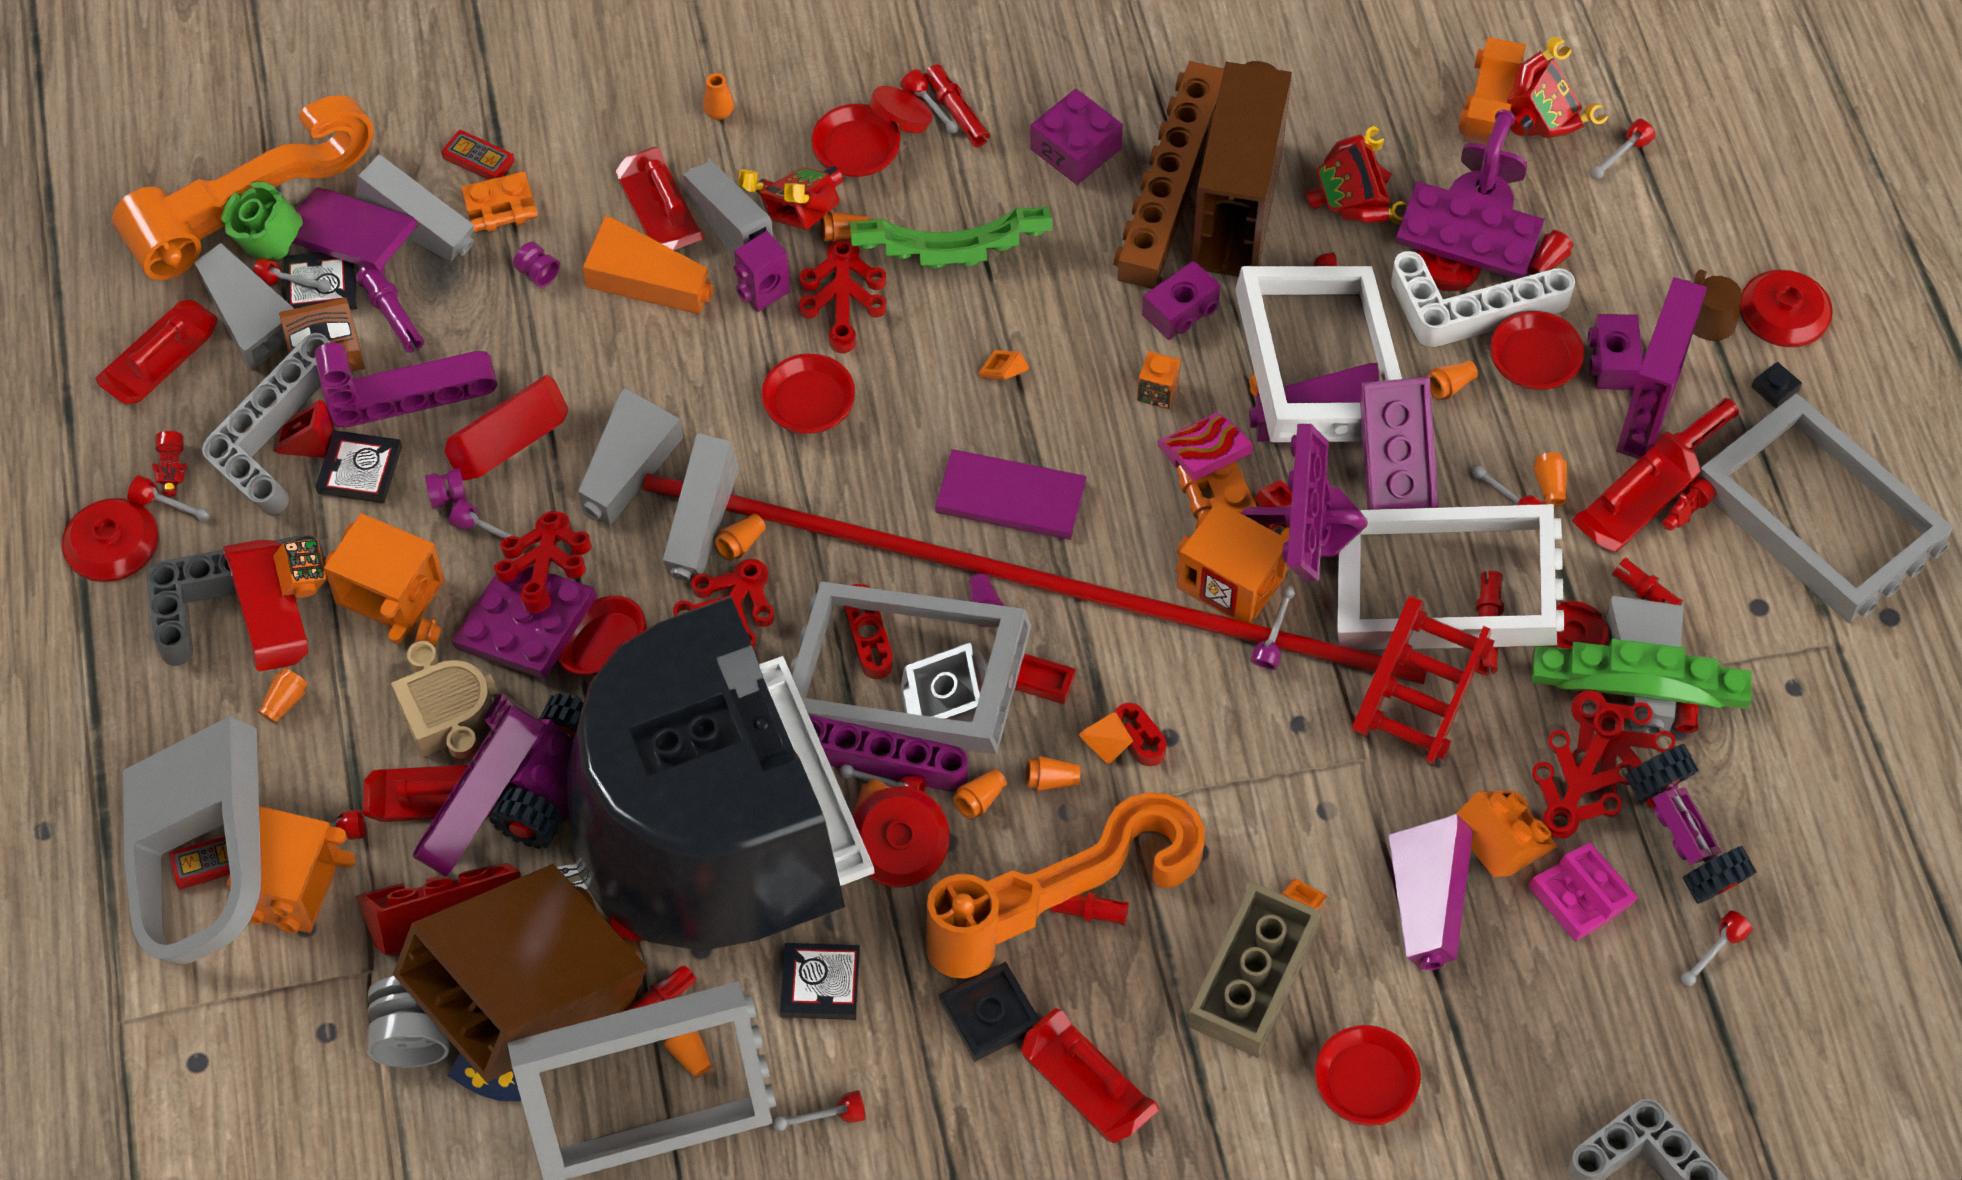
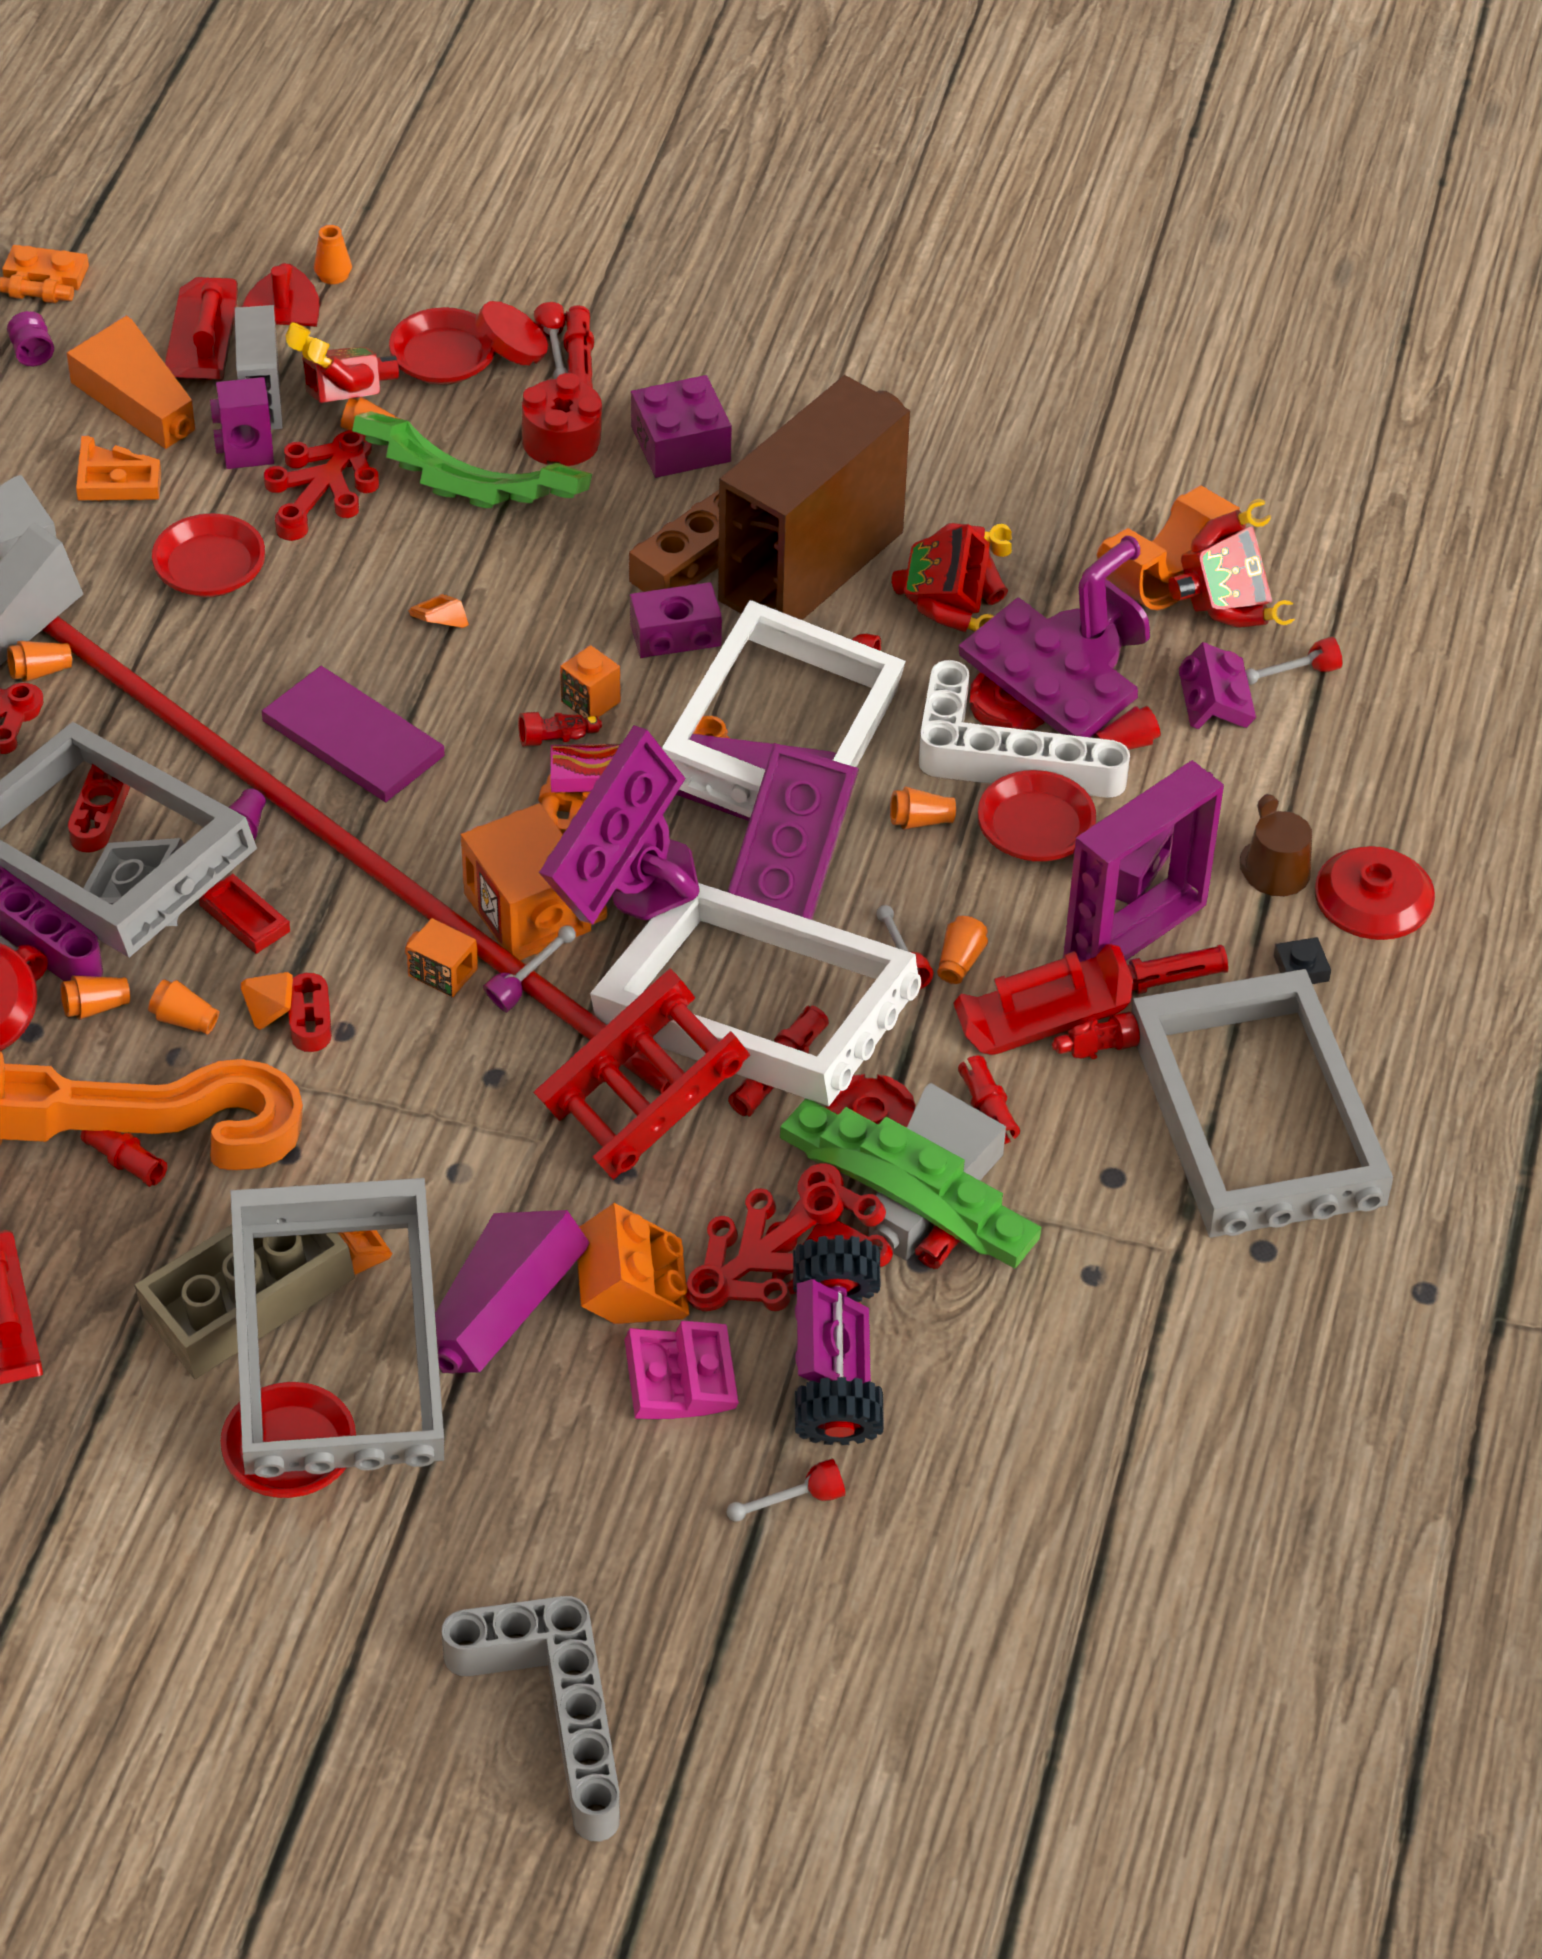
camera: 25 degrees right, 10 degrees down
(477, 155) = (54, 225): tile -> none
(684, 353) = (116, 474): none -> orange wing
(695, 143) = (290, 293): none -> red shield
(987, 168) = (561, 420): none -> red brick
(1141, 433) = (535, 729): none -> red piece
(1205, 648) = (441, 957): none -> orange brick
(1310, 885) = (335, 1210): none -> light grey window
(1583, 193) = (1216, 685): none -> magenta bracket

